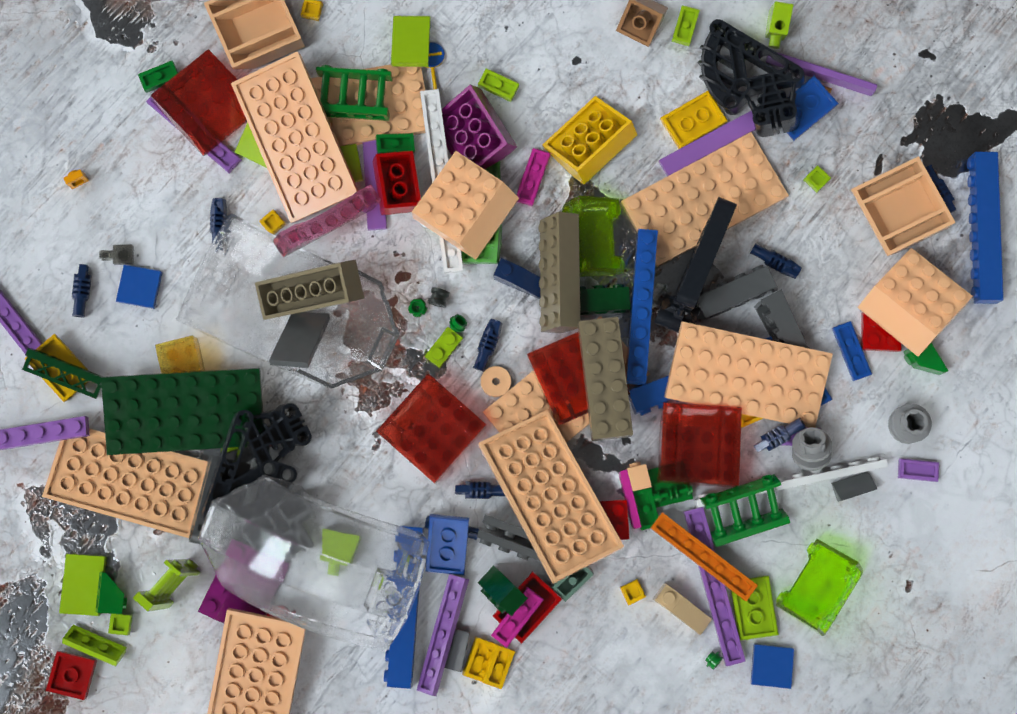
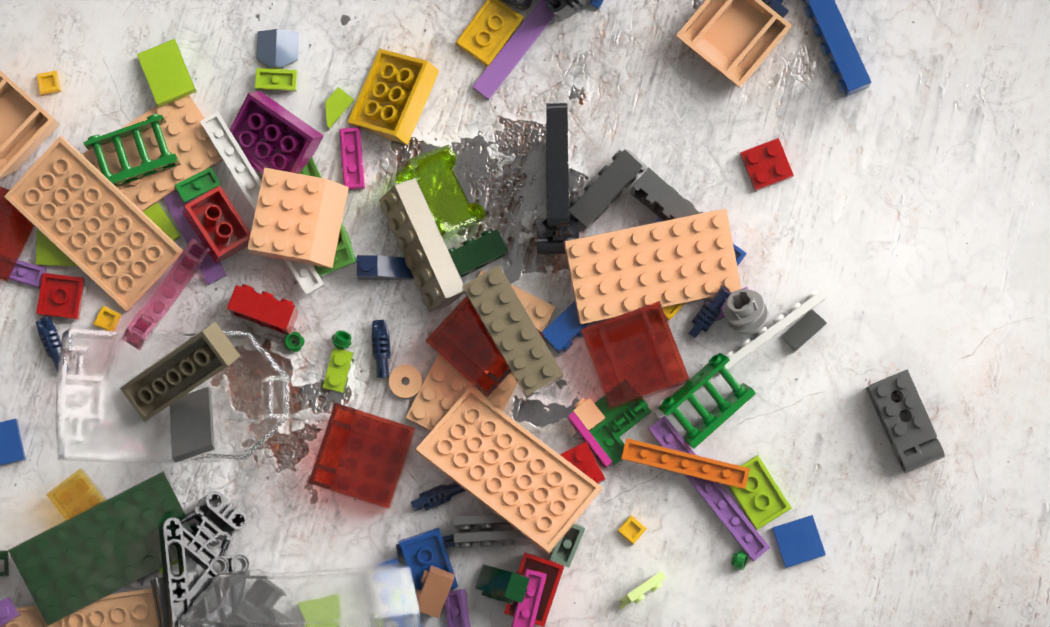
camera: 25 degrees left, 0 degrees up
(242, 186) = (60, 296): none -> red plate
(403, 268) = (263, 309): none -> red brick
(436, 57) = (200, 79): blue piece -> none
(438, 297) = (310, 322): pearl dark grey wheel -> none
(442, 570) = (434, 591): none -> nougat brick
(511, 59) = (277, 47): none -> sand blue slope
(538, 128) = (336, 106): none -> lime tile
(614, 650) = (638, 594): none -> yellowish green hinge
(641, 307) = (518, 243): blue brick -> none
(682, 608) = (687, 524): tan slope -> none
(686, 198) = (510, 128): light nougat plate -> none
(777, 261) = (633, 139): dark blue hinge -> none
(817, 178) = (638, 38): lime plate -> none
(821, 587) = (813, 443): clear neon green windscreen -> none
(851, 351) = (746, 197): blue tile -> none
(909, 624) = (911, 441): none -> dark grey hinge
(914, 302) = (785, 121): light nougat slope -> none
(918, 470) = (860, 286): medium lavender tile -> none
(920, 423) = (842, 240): light grey piece -> none
(927, 361) = (820, 172): green slope -> none

